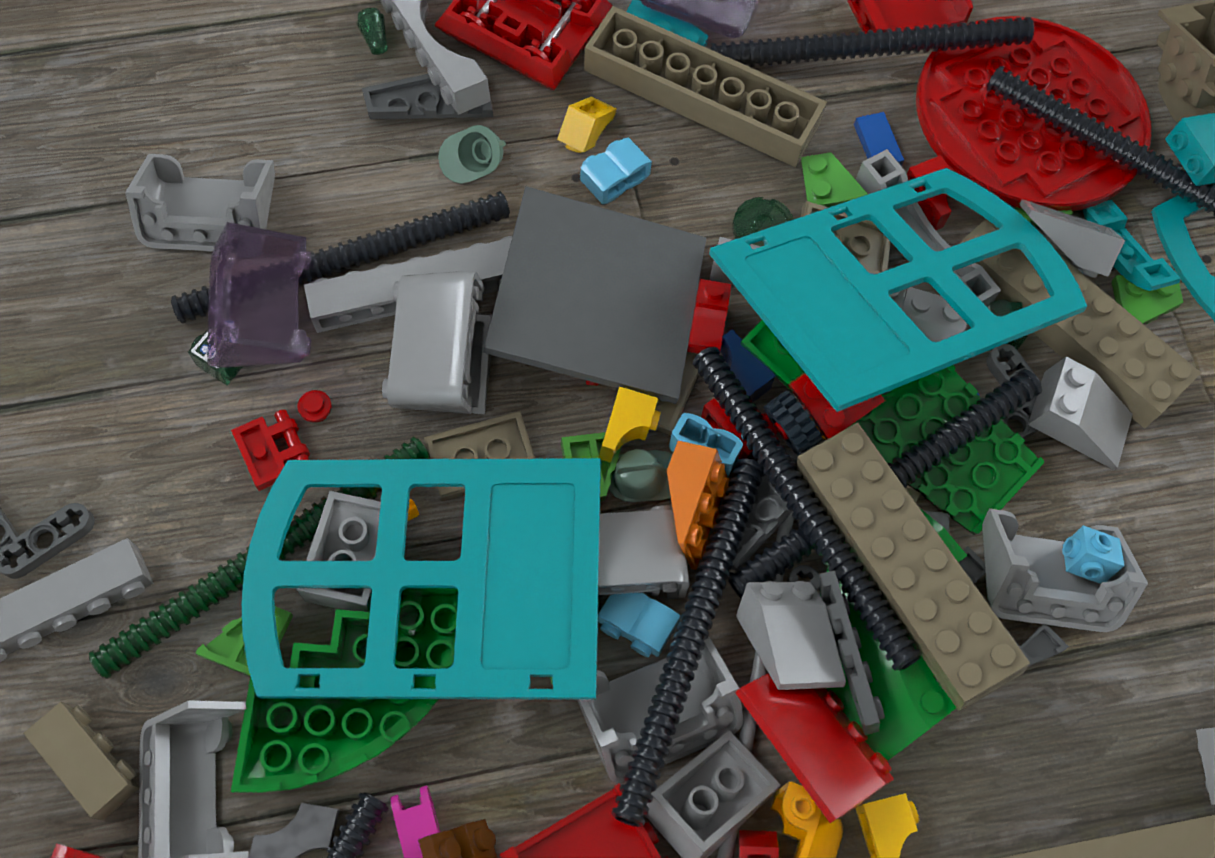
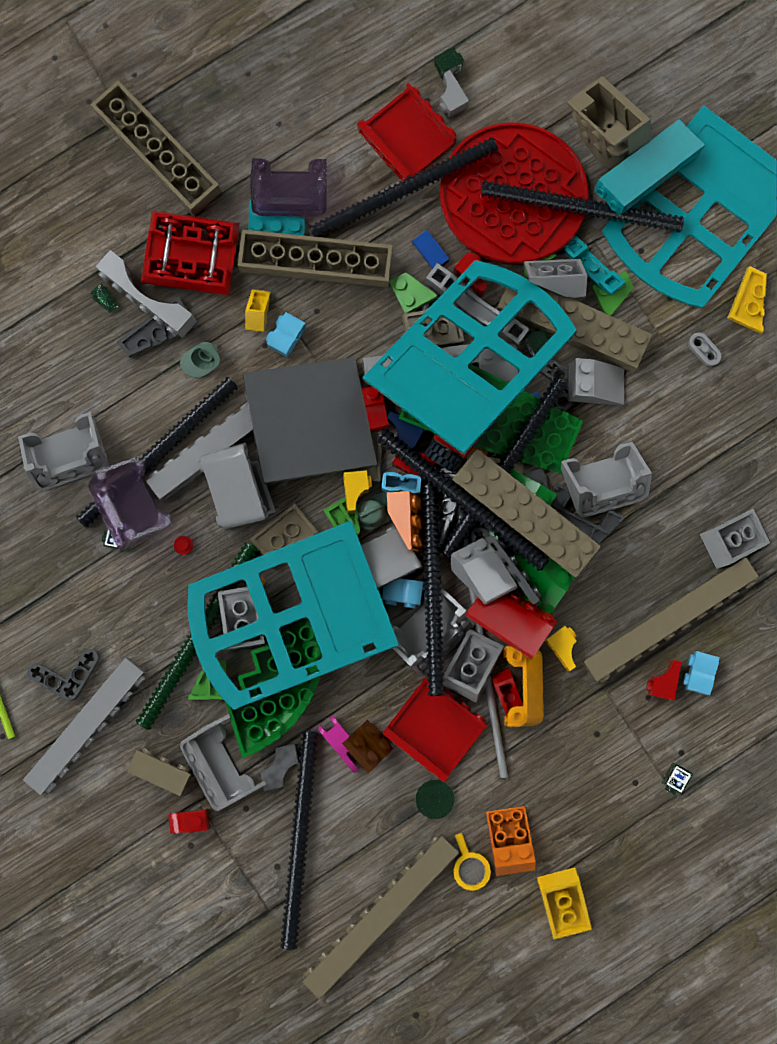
camera: 15 degrees left, 15 degrees up
(261, 452) = (168, 583): red plate -> none
(758, 215) = (377, 333): clear green tile -> none
(1093, 555) = (622, 464): medium azure brick -> none

